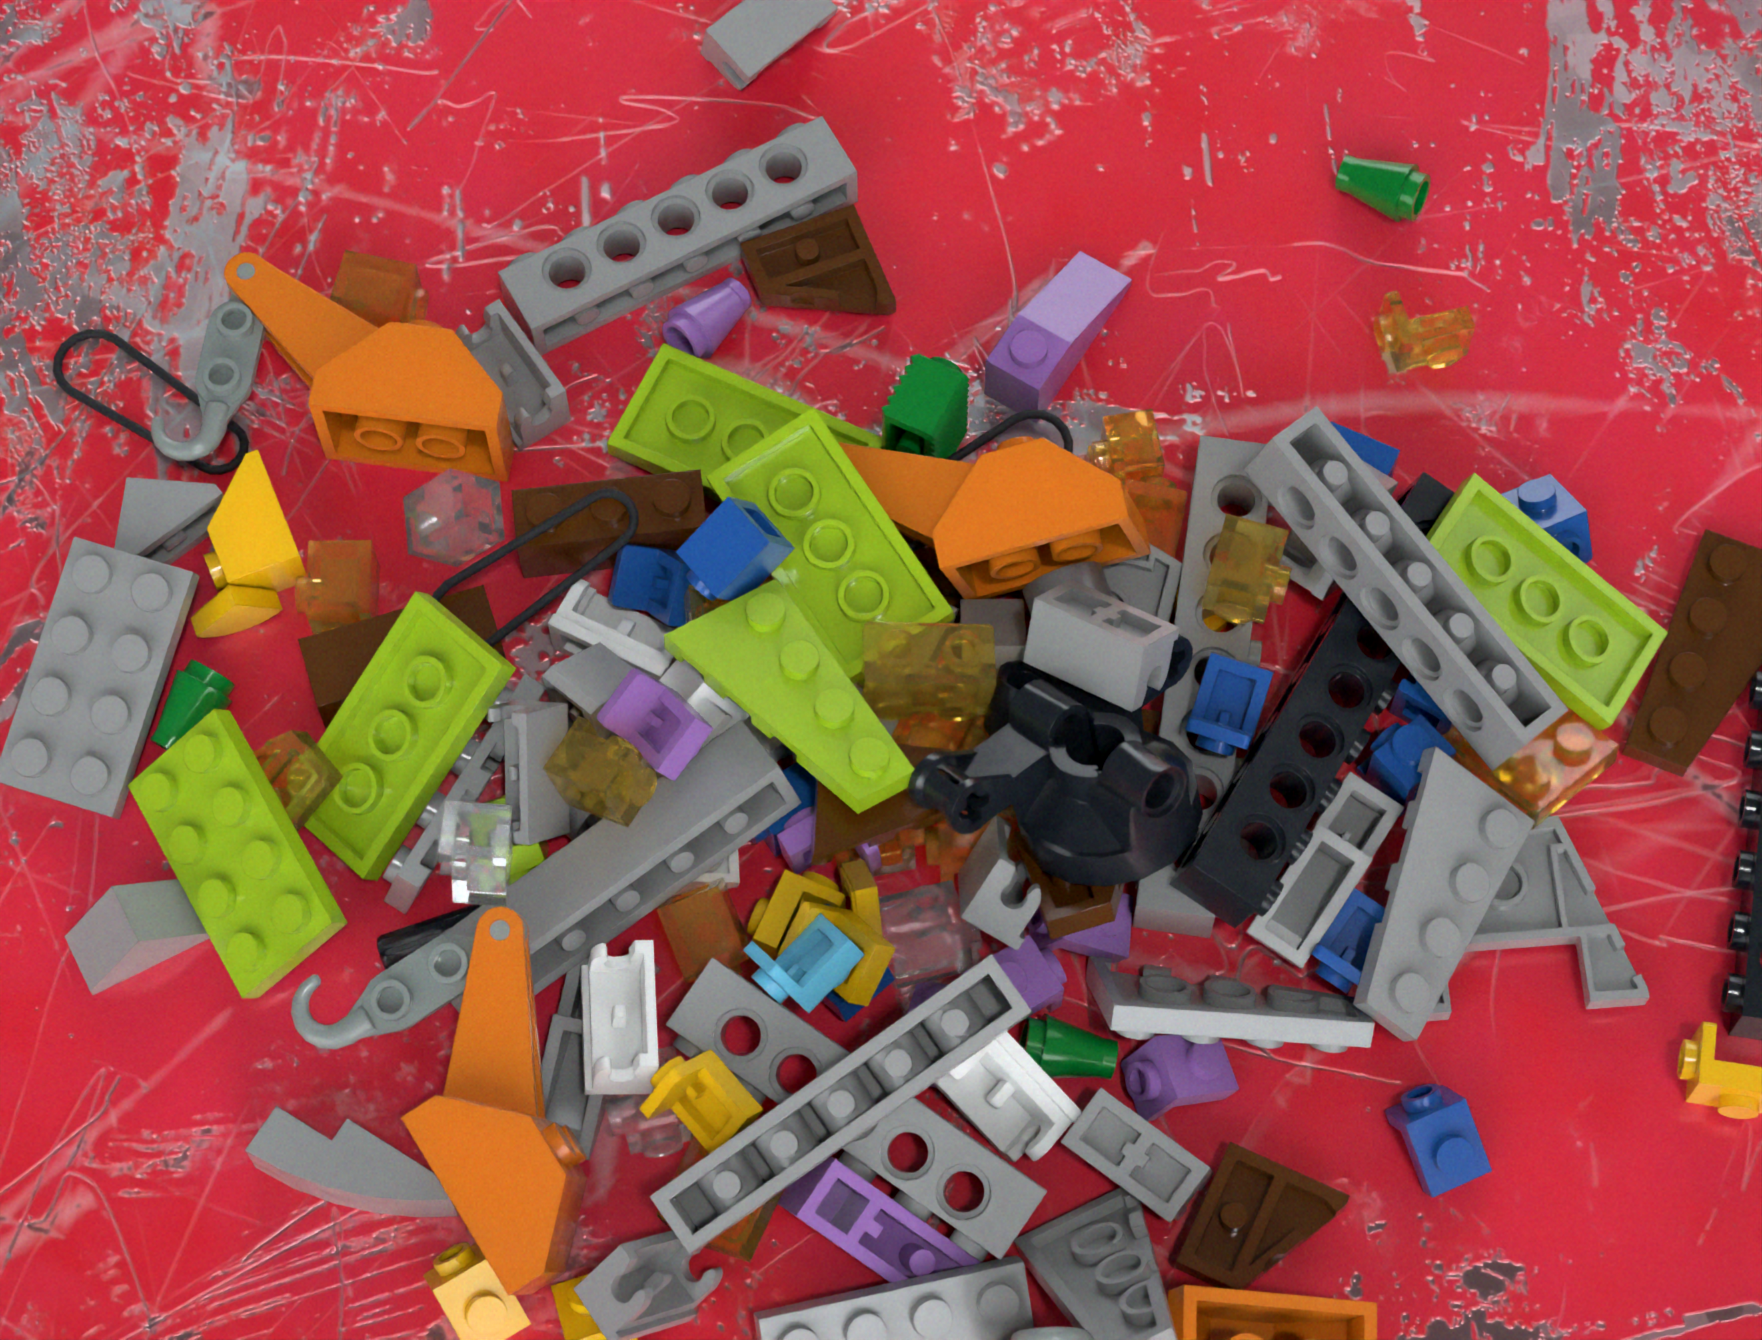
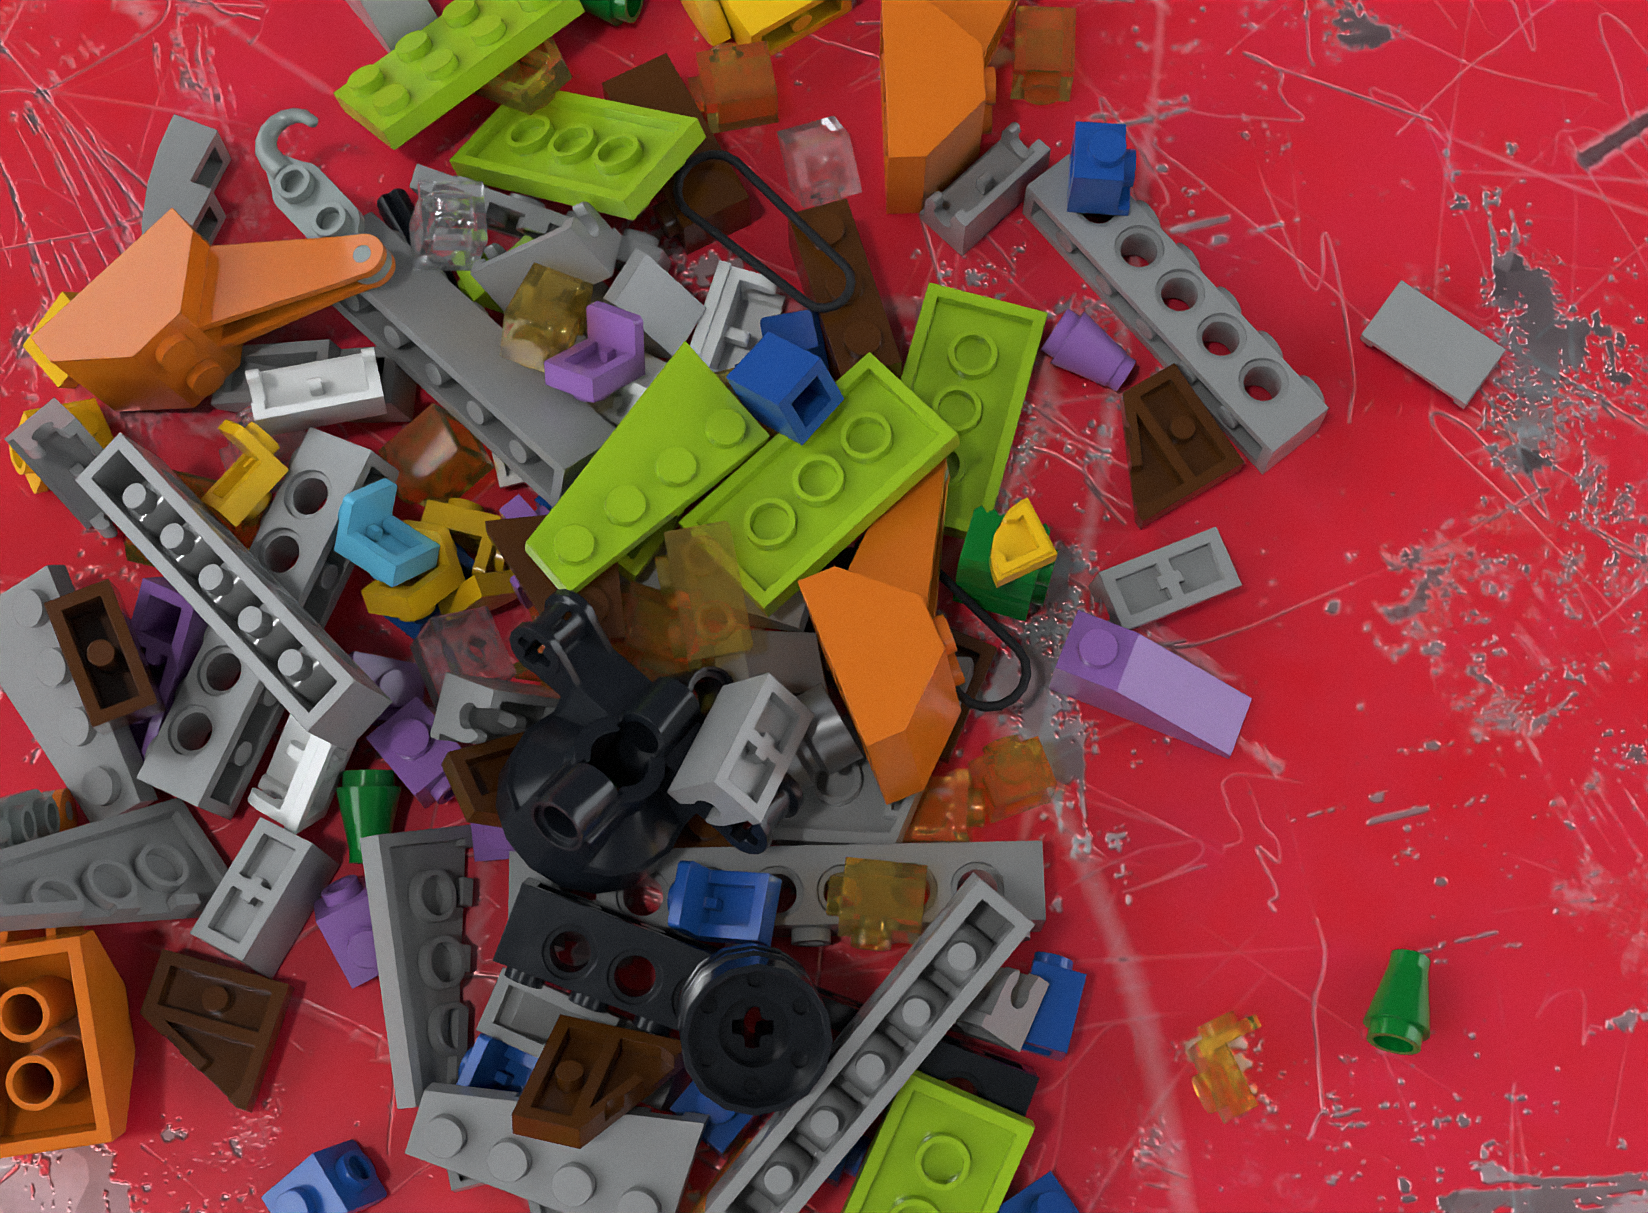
camera: 80 degrees right, 5 degrees up
(544, 239) = (1100, 169): none -> blue brick
(883, 1251) = (104, 656): none -> reddish brown brick
(931, 379) = (1019, 545): none -> yellow tile
(961, 291) = (1166, 580): none -> light grey hinge
(1365, 672) = (757, 1069): none -> black wheel
(1381, 840) = (591, 1079): none -> reddish brown wing

